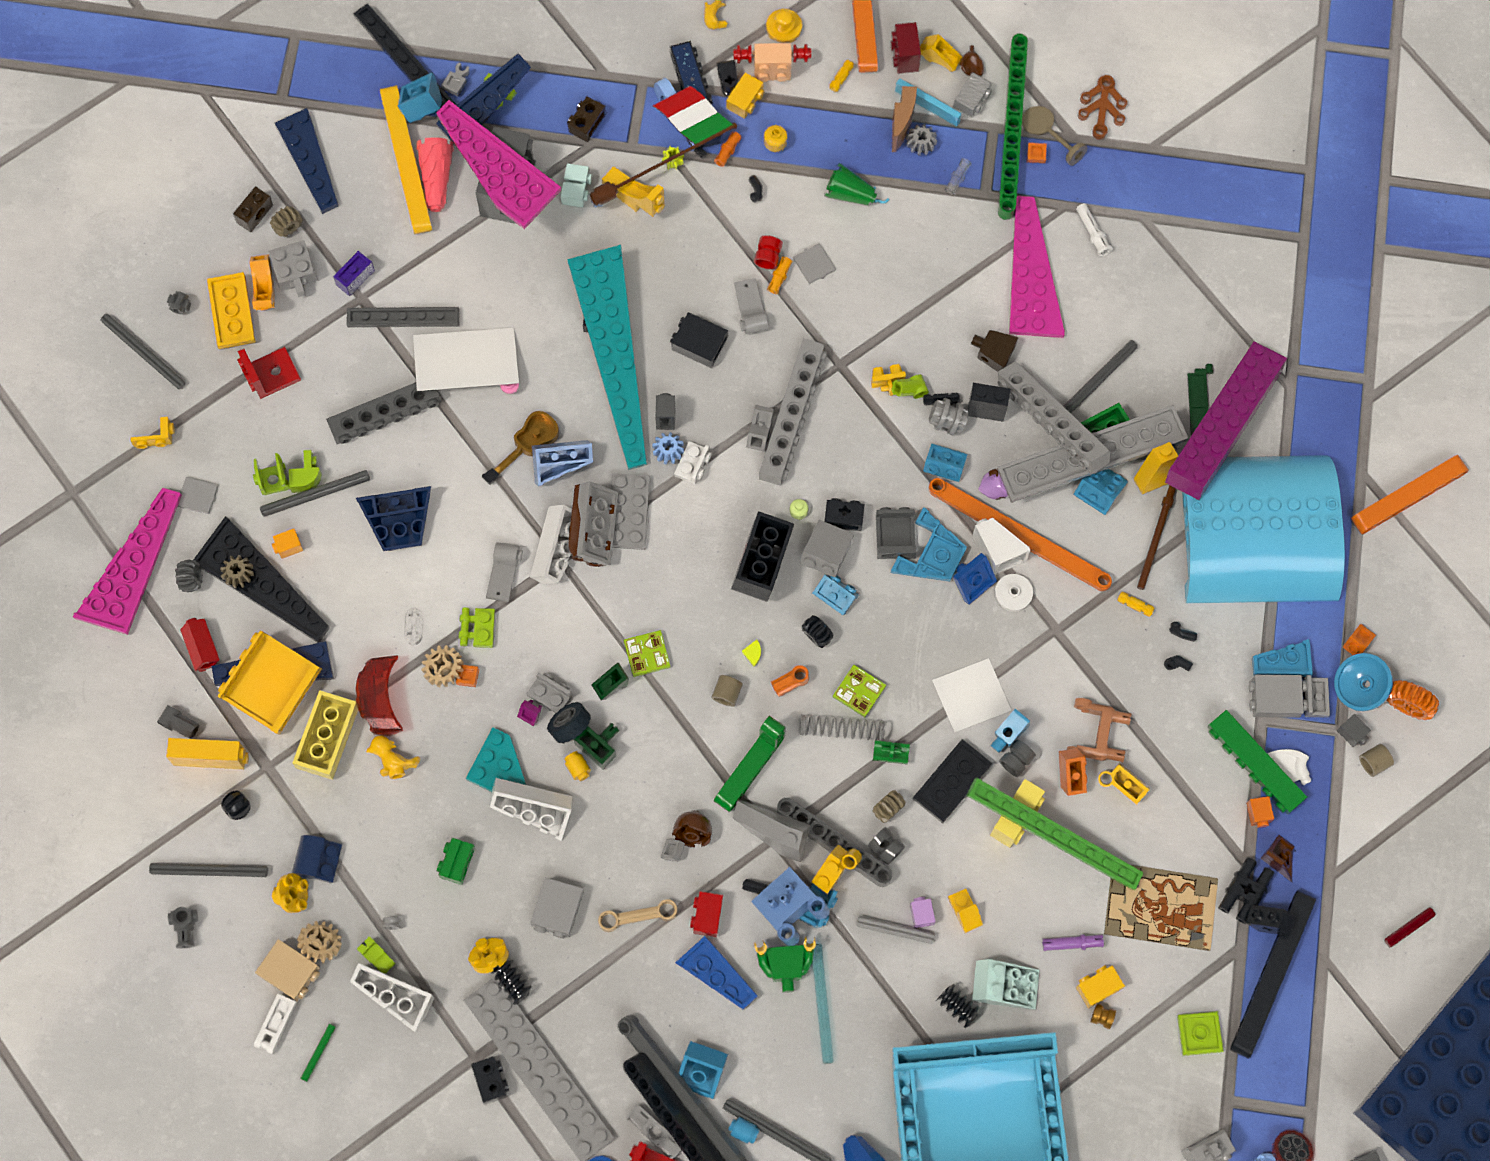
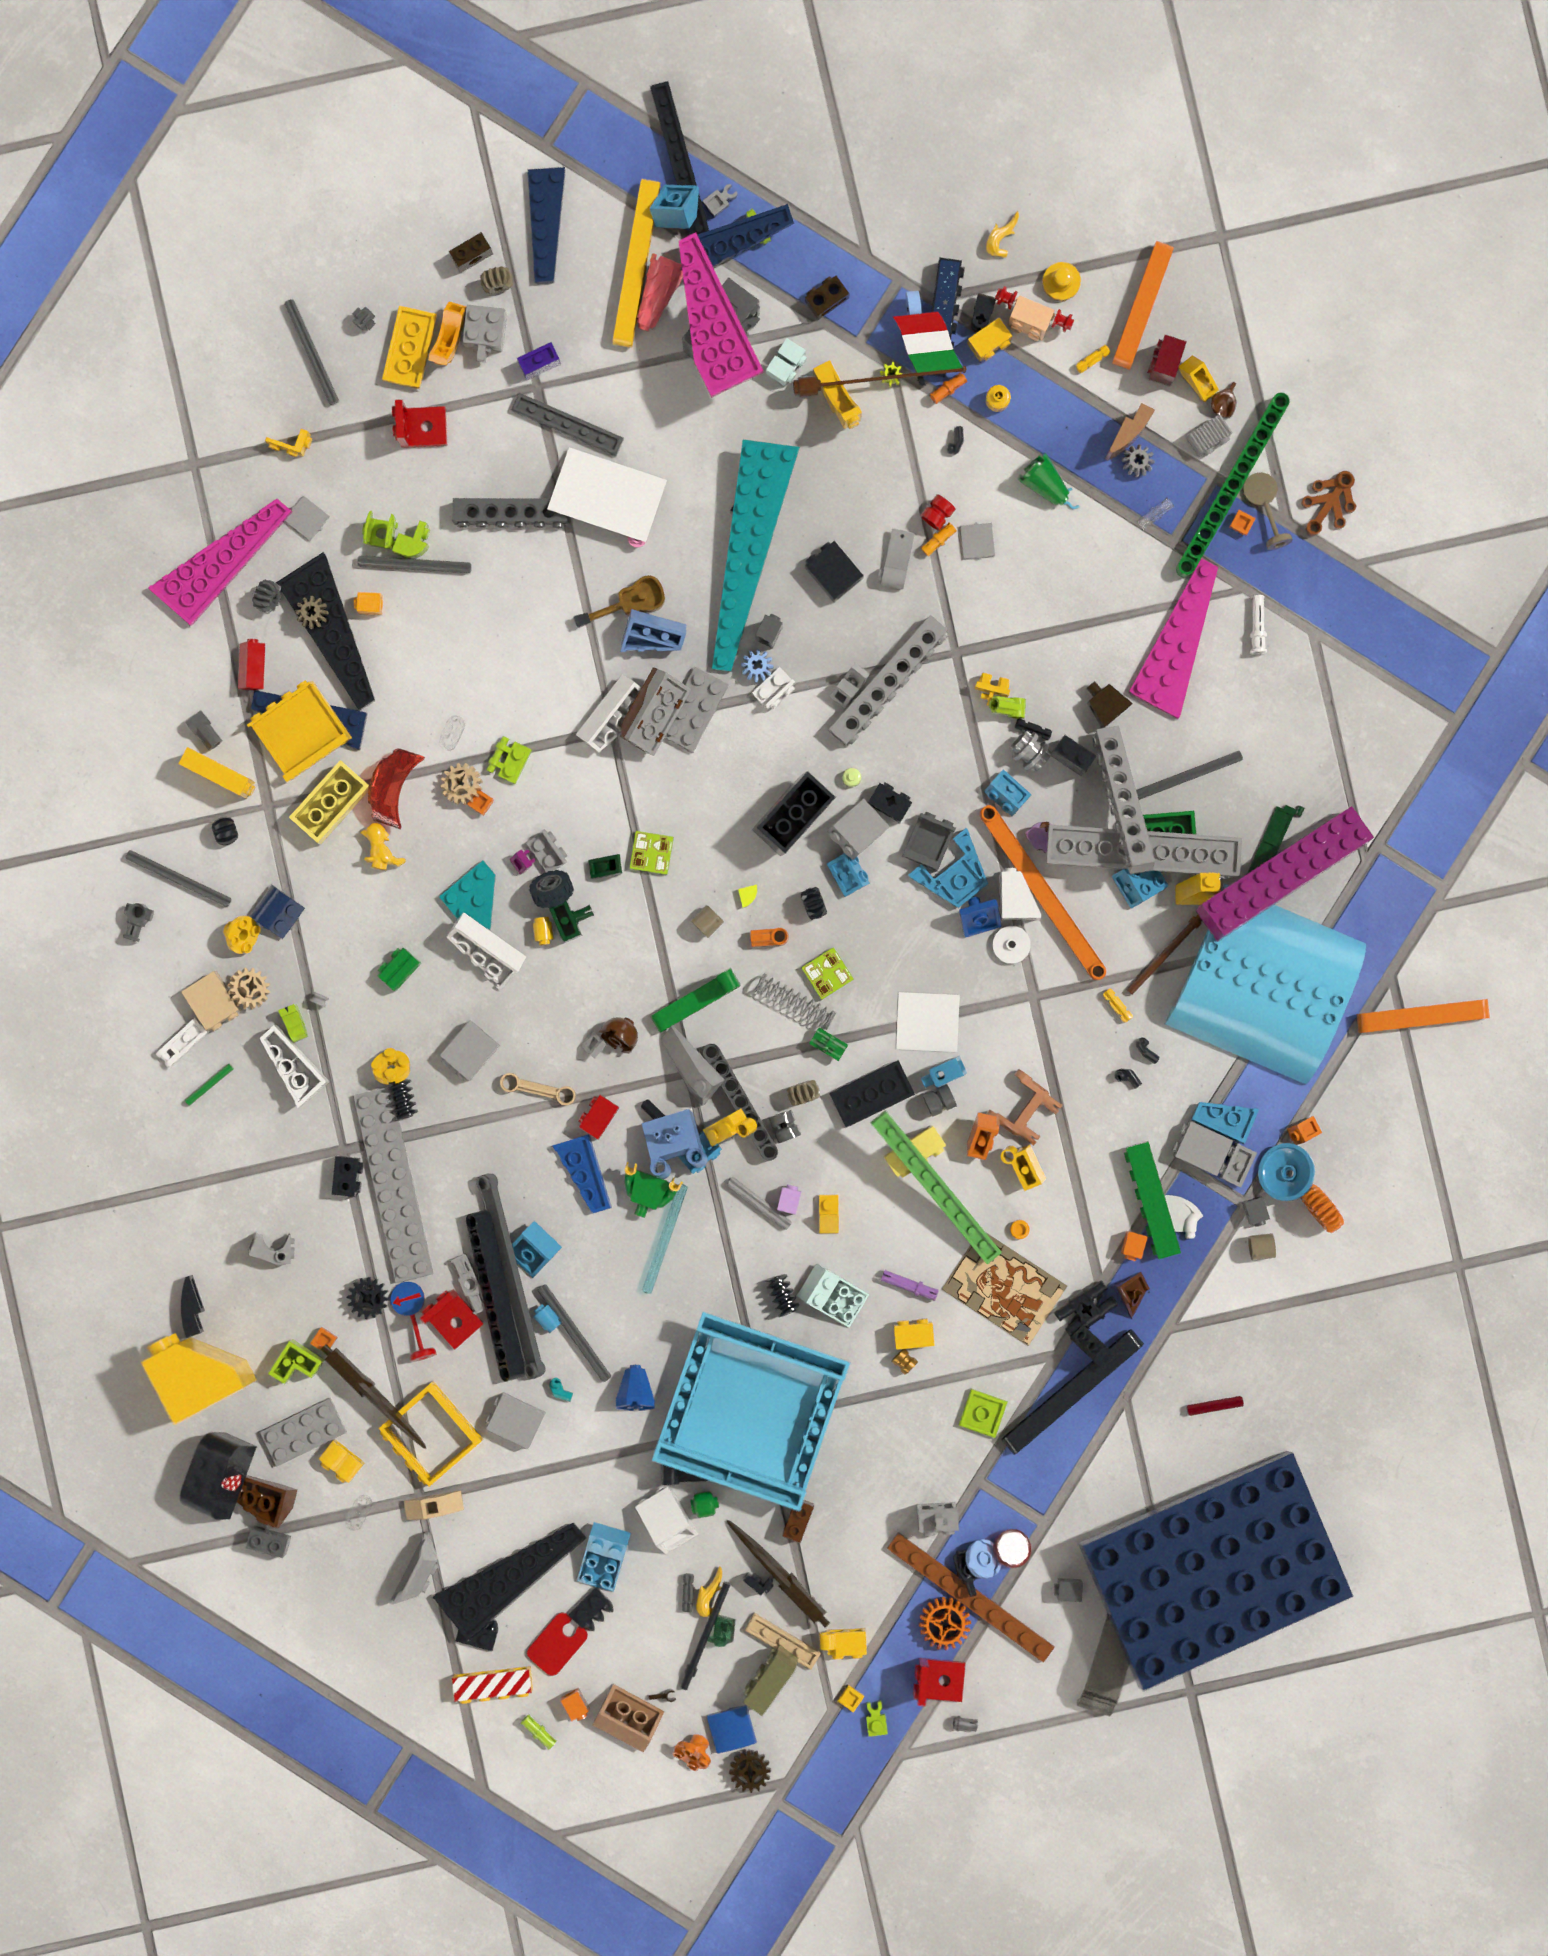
camera: 25 degrees right, 15 degrees up
(397, 517) = (479, 622): dark blue wedge -> none
(503, 571) = (554, 717): light grey door -> none
(932, 104) = (1164, 425): medium azure tile -> none
(1148, 845) = (1019, 1229): none -> light orange tile

